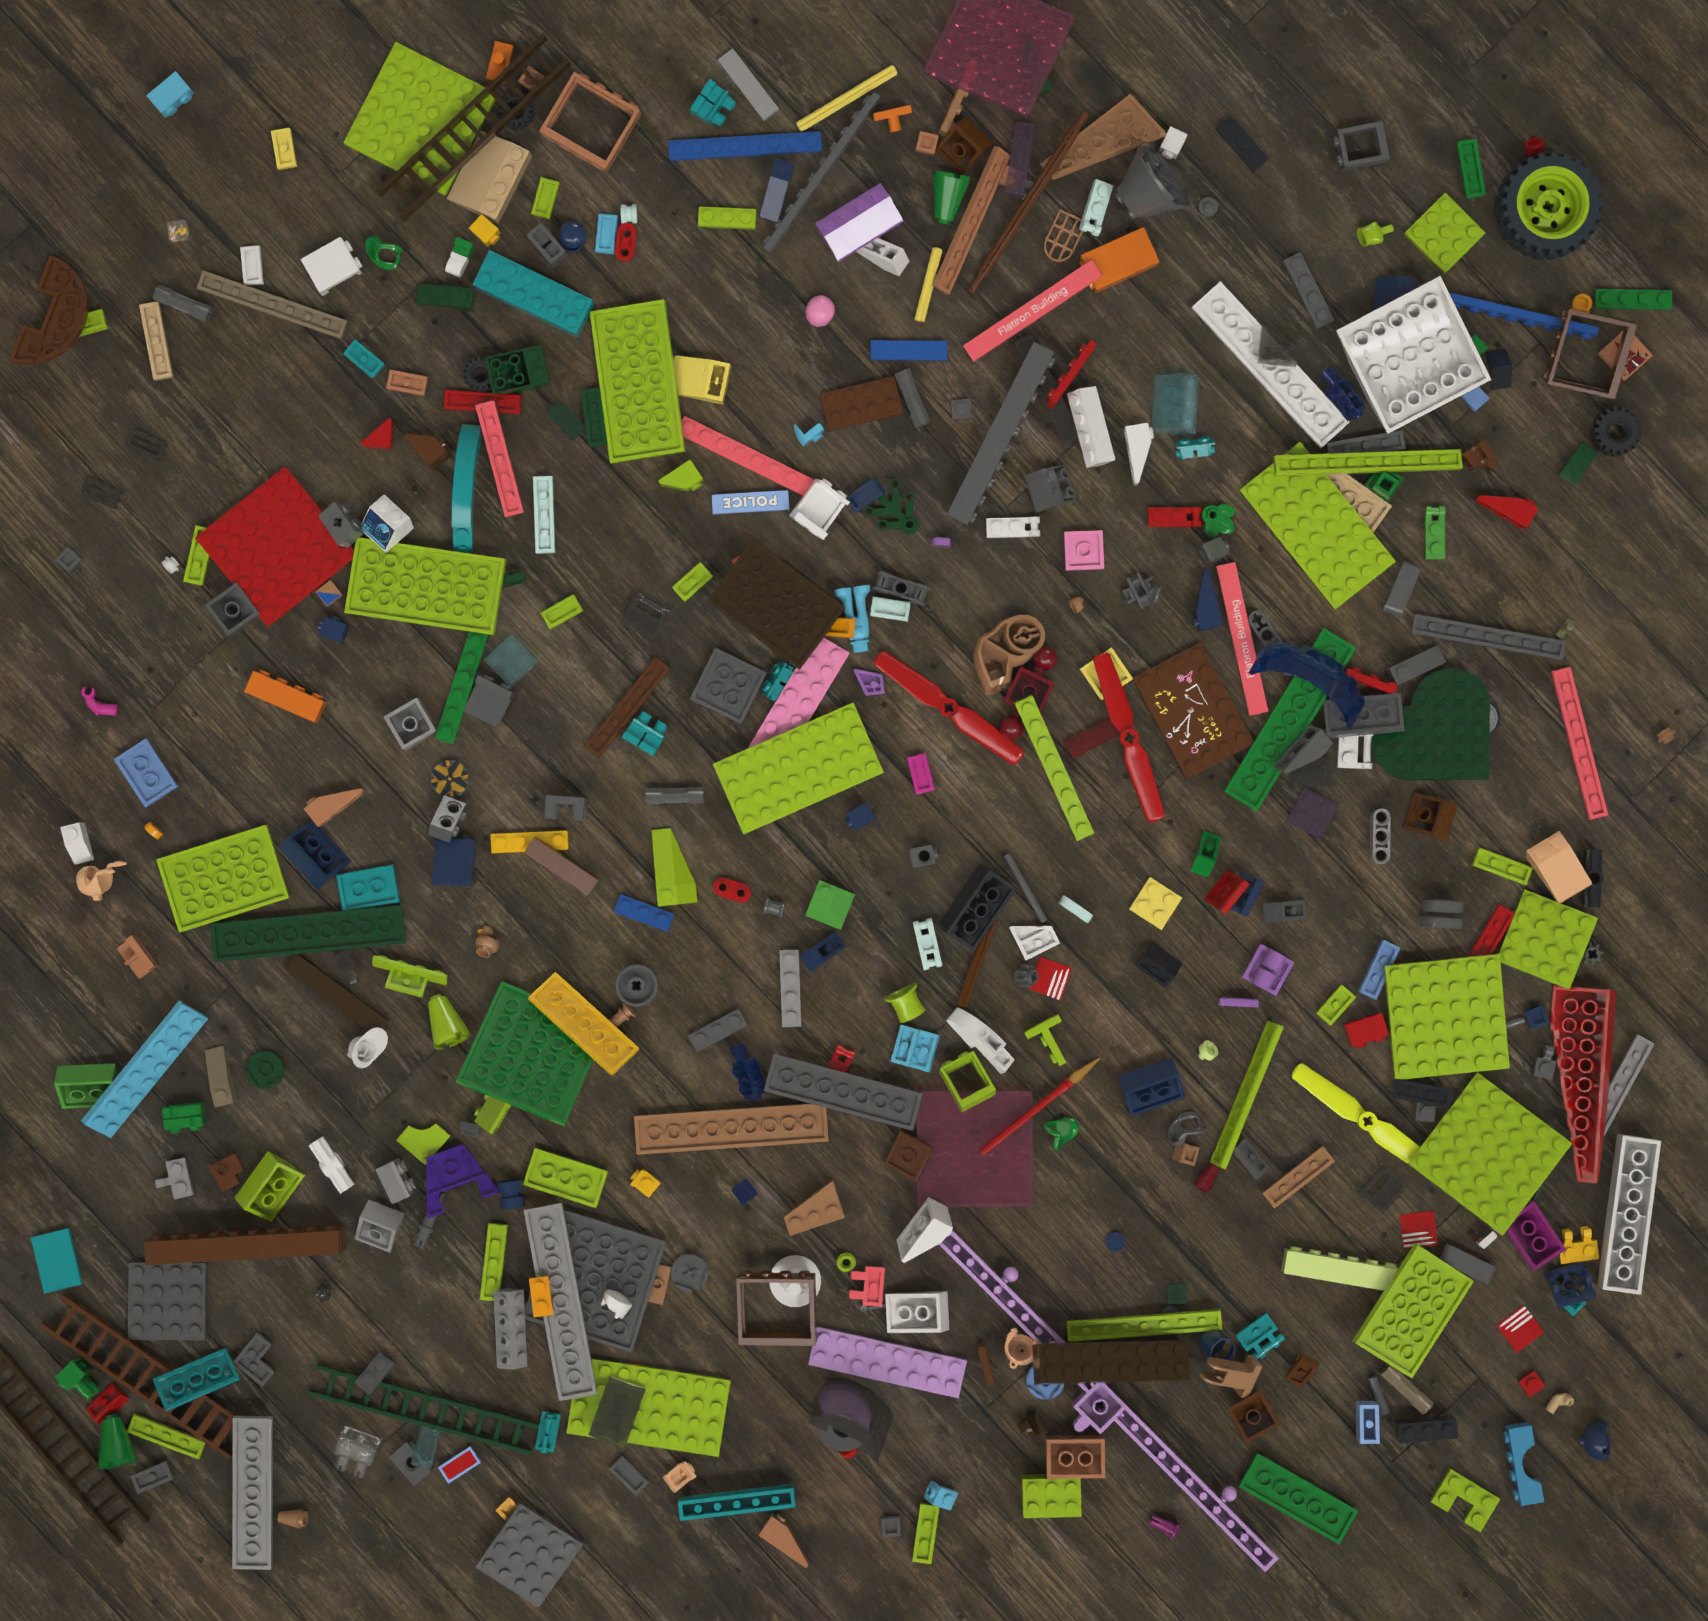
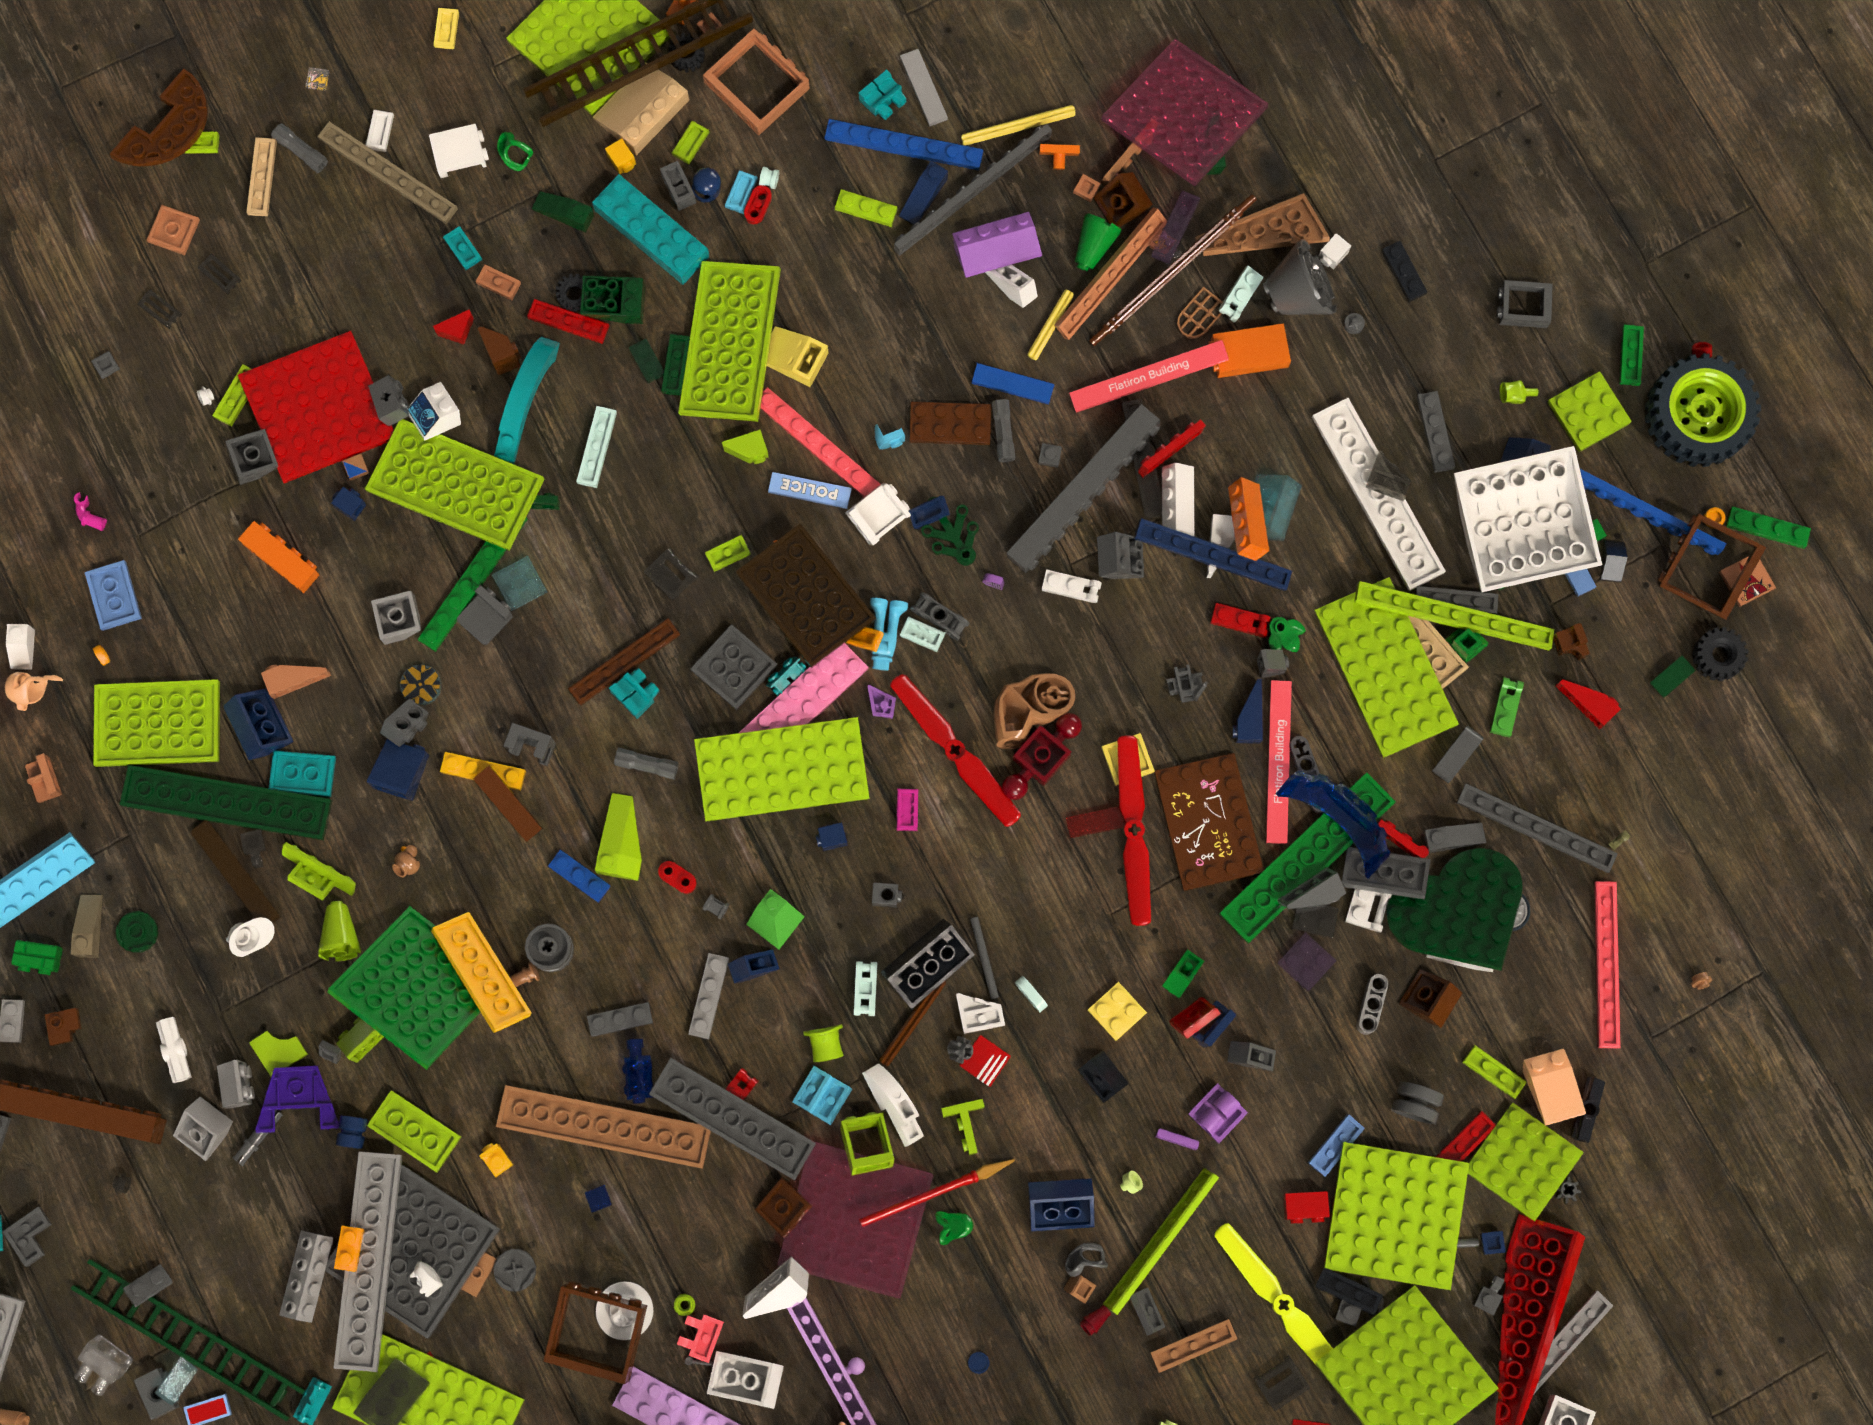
camera: 15 degrees right, 10 degrees down
(90, 414) = (173, 230): none -> nougat tile
(269, 1187) = (101, 1055): lime slope -> none
(459, 257) = (588, 175): leg -> none
(493, 1260) = (312, 1199): lime tile -> none
(499, 458) = (568, 380): coral plate -> none
(561, 611) = (586, 548): lime tile -> none
(816, 1210) = (667, 1239): medium nougat wedge -> none
(820, 310) = (933, 321): bright pink hair -> none
(1054, 767) = (1047, 839): lime plate -> none
(1077, 604) = (1116, 680): medium nougat hinge -> none
(1084, 550) = (1138, 628): bright pink plate -> none
(1135, 466) = (1212, 554): none -> dark blue plate
(1159, 423) = (1248, 519): none -> orange brick
(1187, 446) = (1287, 556): teal hinge -> none
(1335, 1005) = (1280, 1170): lime plate -> none
(1343, 398) = (1444, 547): clear blue brick -> none

